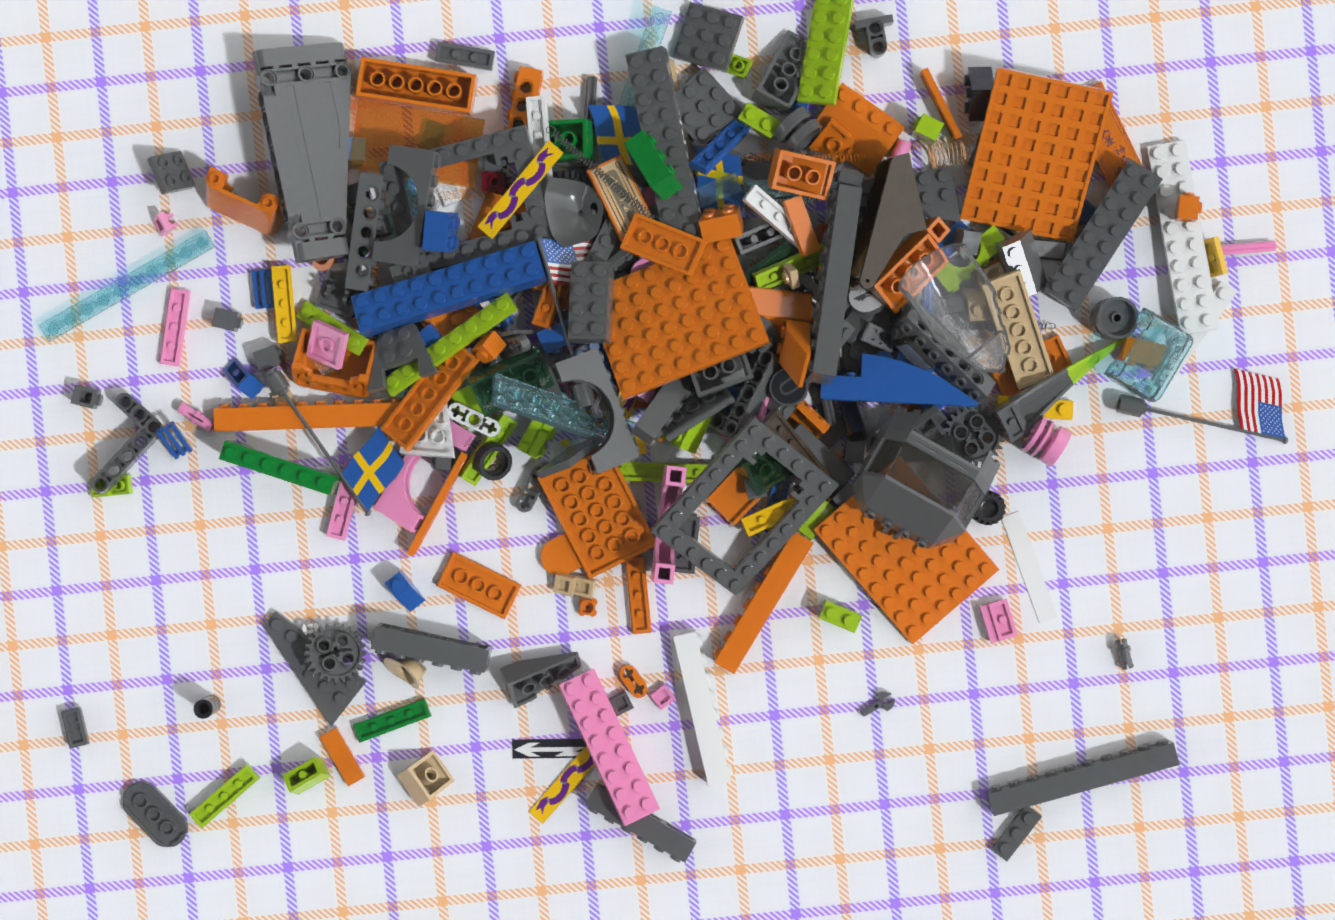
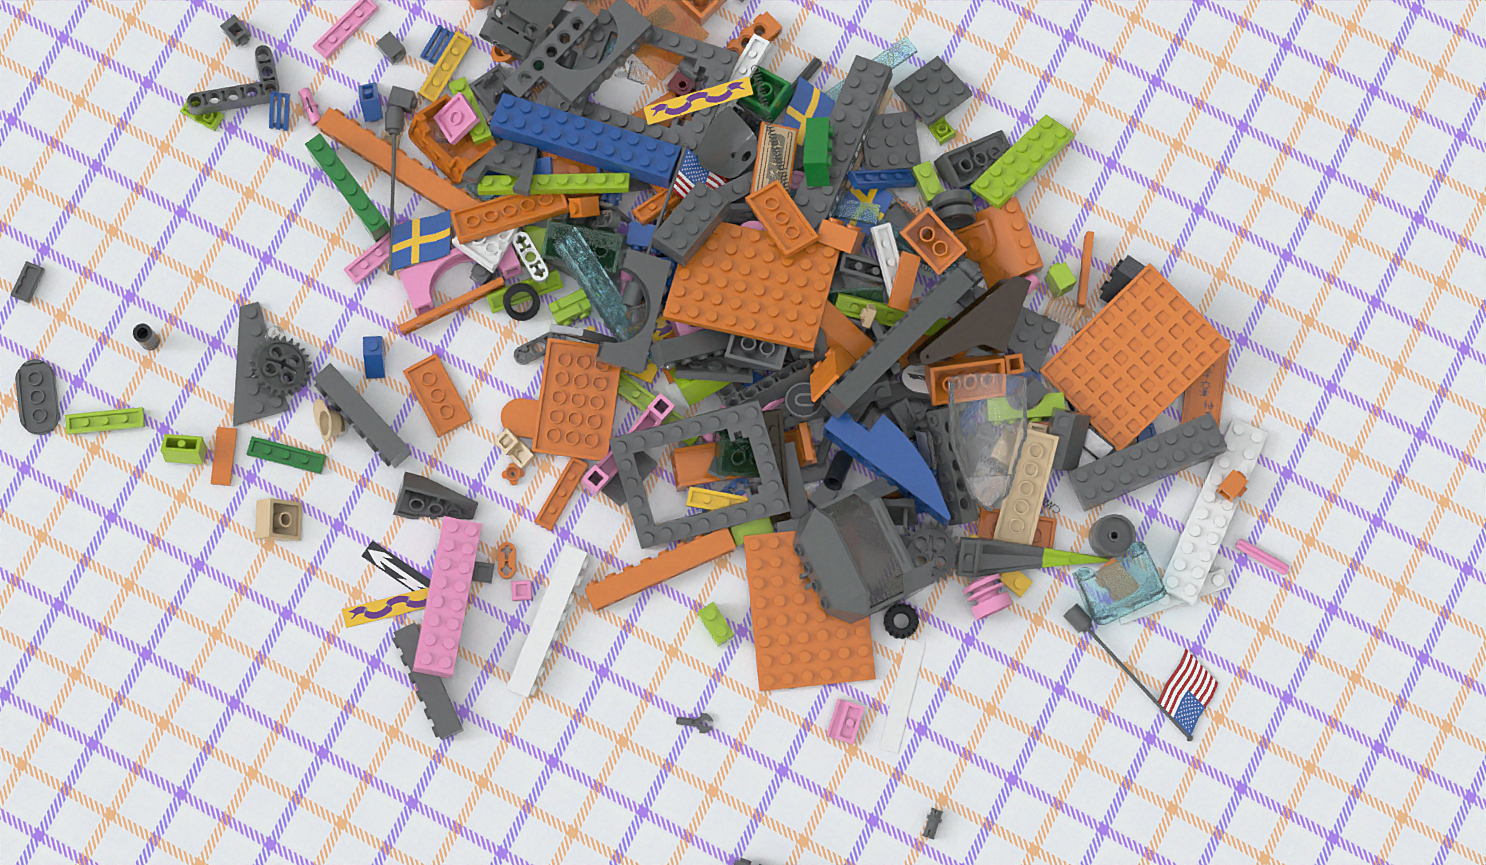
camera: 30 degrees right, 10 degrees down
(440, 231) = (611, 88): blue brick -> none
(874, 38) = (1070, 183): dark grey tile -> none
(1215, 257) = (1229, 544): yellow plate -> none

